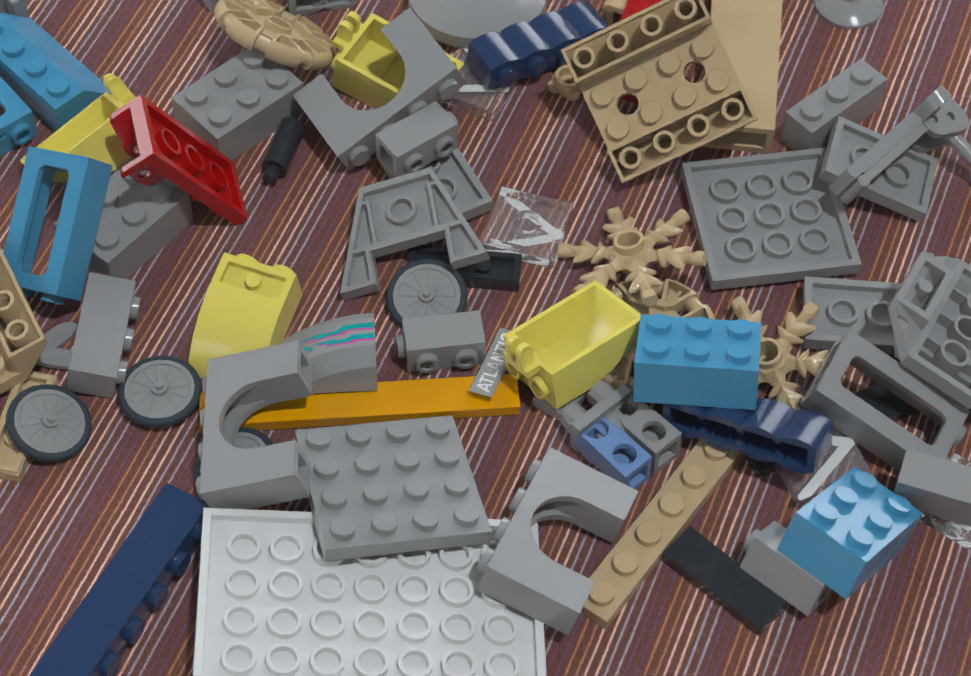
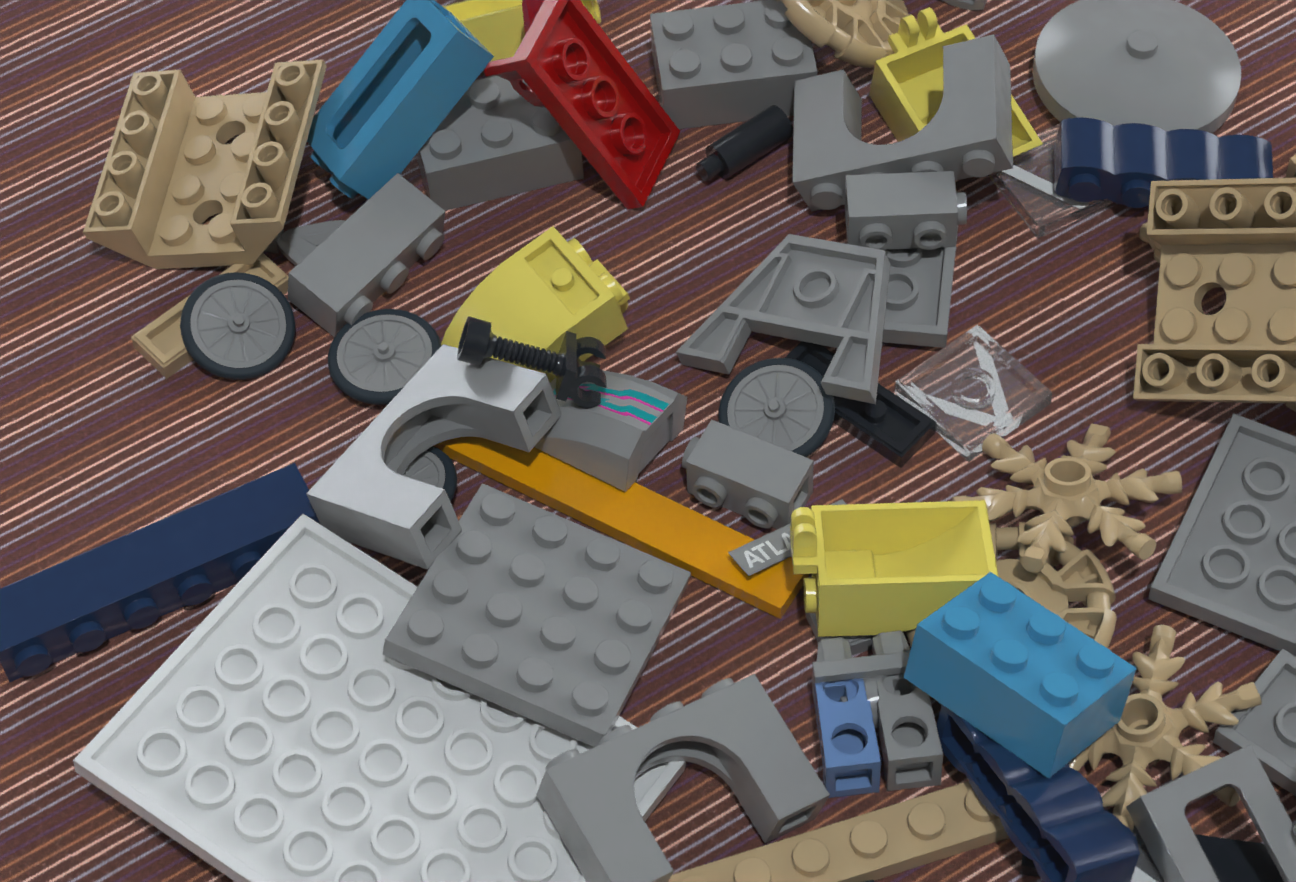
camera: 40 degrees right, 0 degrees up
(239, 343) = (479, 342): none -> black bar

